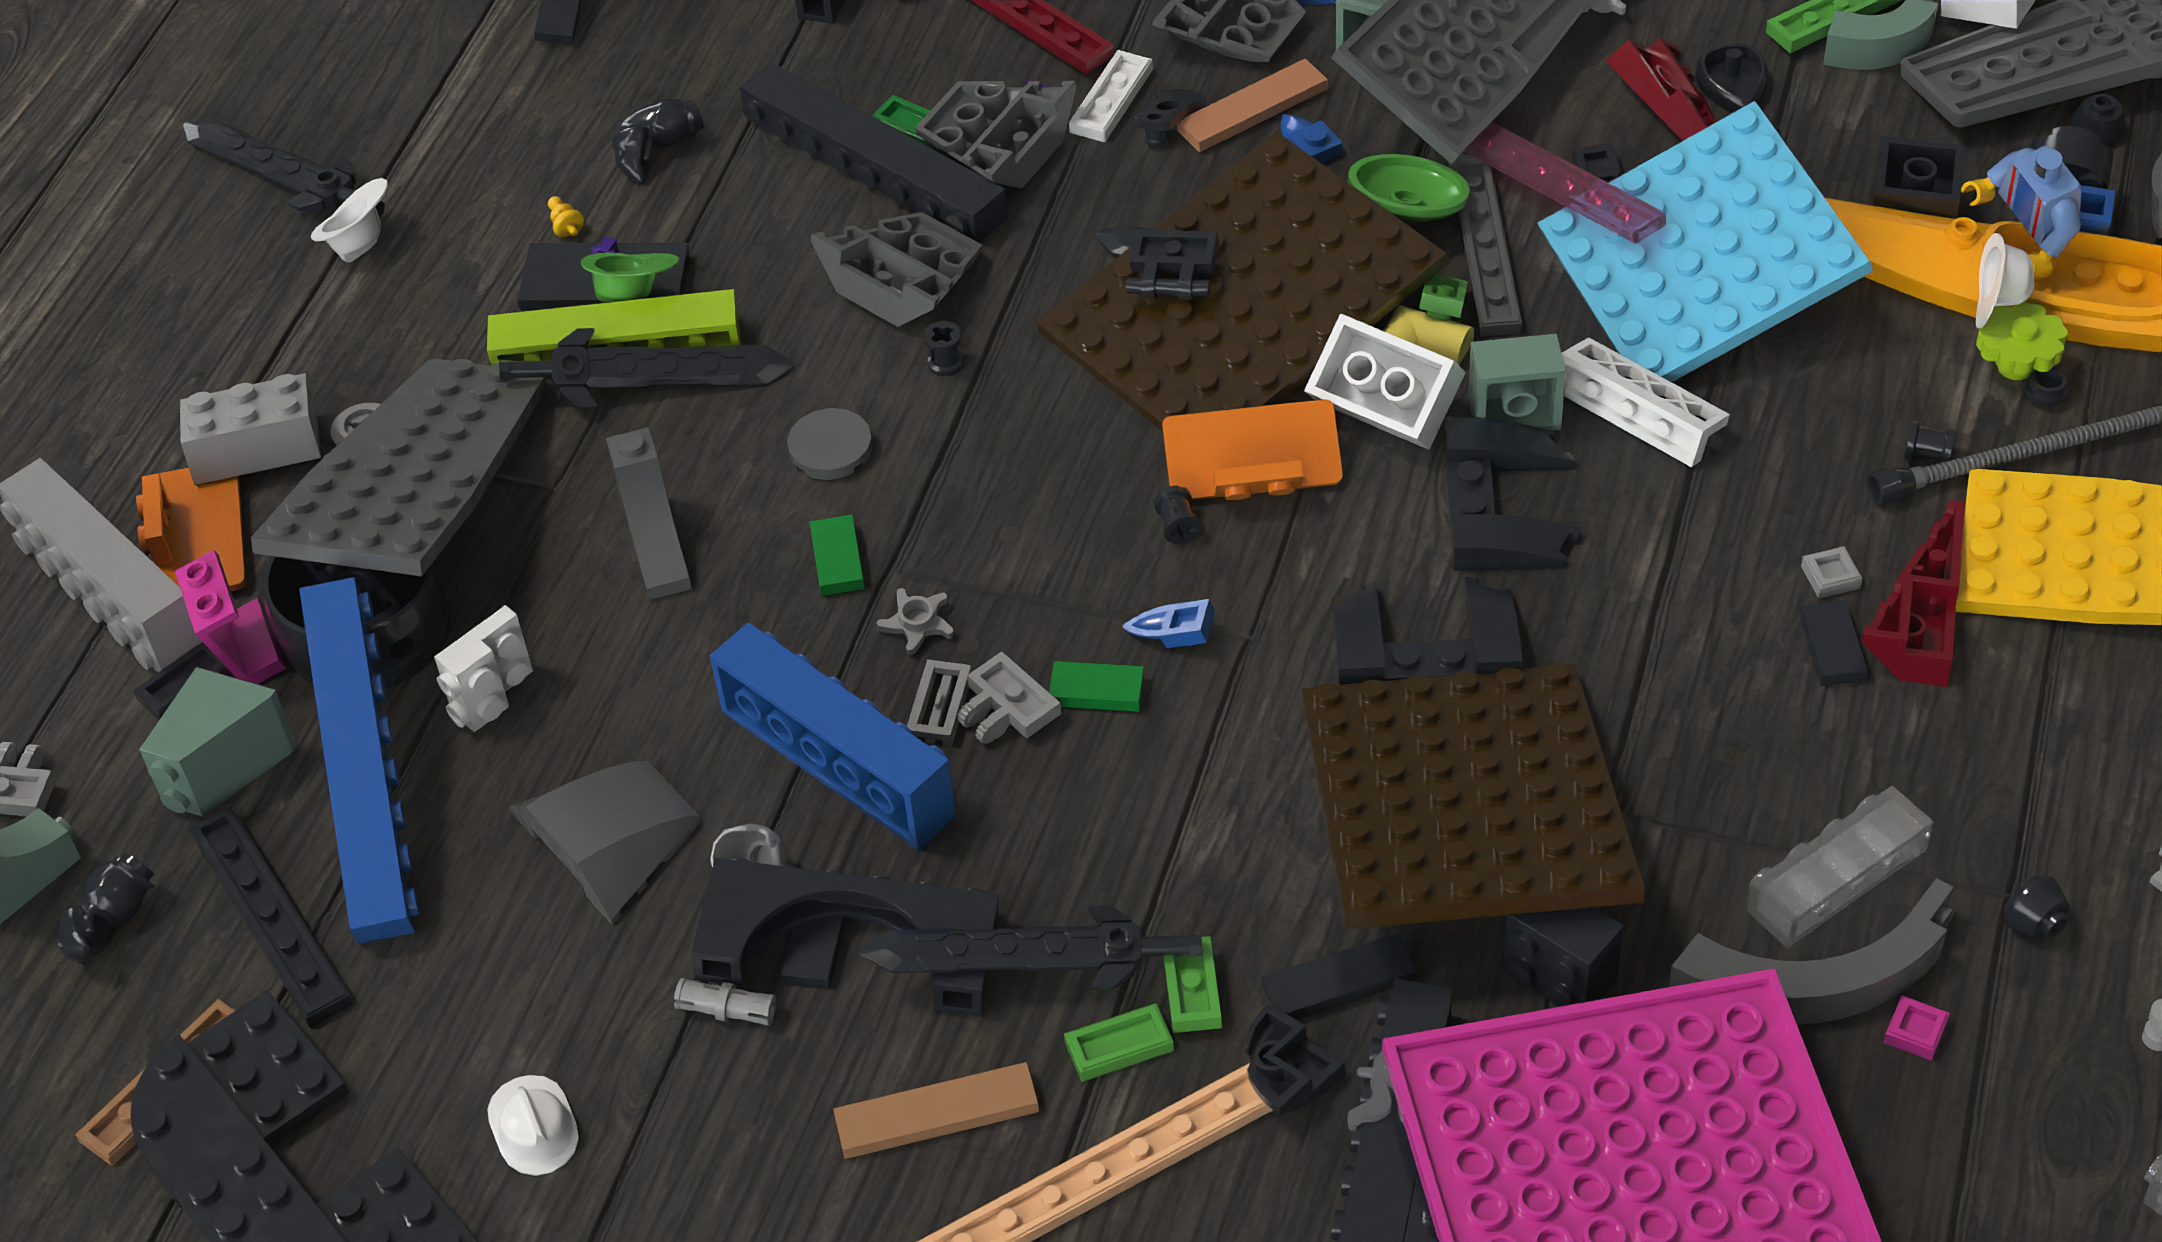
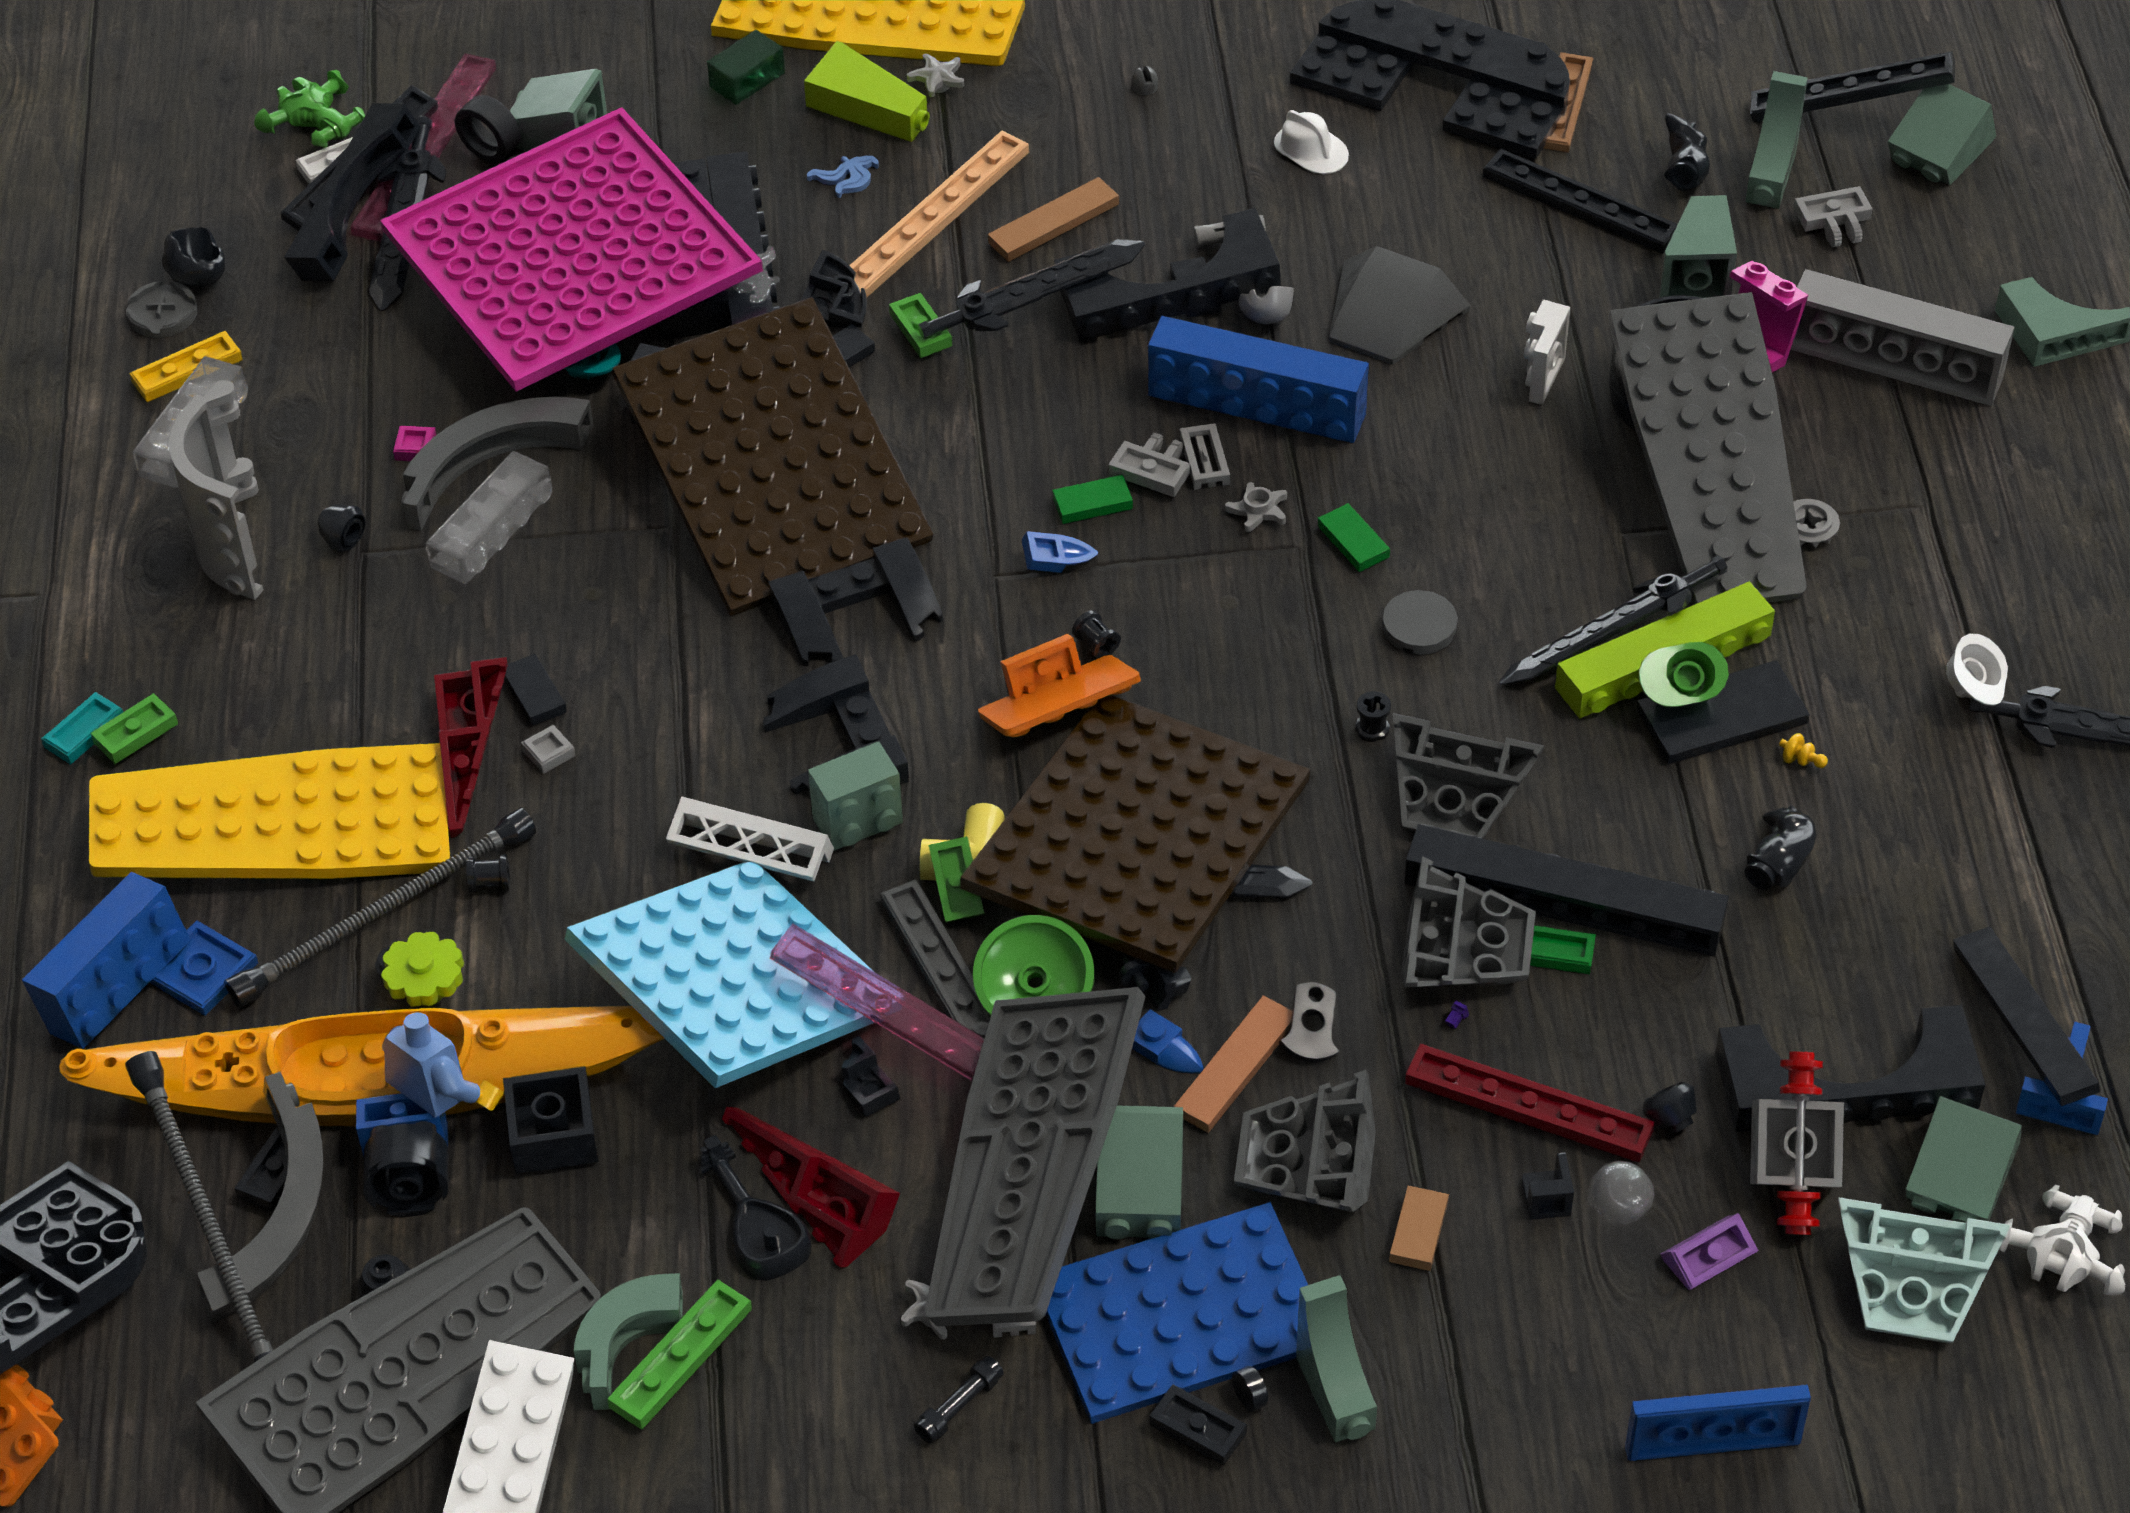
camera: 155 degrees right, 0 degrees up
(191, 521) = (1873, 407): orange bracket -> none
(249, 428) = (1889, 473): light grey brick -> none
(358, 762) = (1577, 246): blue brick -> none
(608, 245) = (1732, 718): dark purple piece -> none
(648, 513) = (1518, 505): dark grey arch -> none
(1111, 96) = (1382, 1035): white tile -> none
(1119, 1042) = (944, 291): bright green tile -> none
(1172, 252) = (1204, 805): black plate -> none
(1385, 381) = (968, 764): white brick -> none
(2004, 277) = (445, 979): white piece -> none

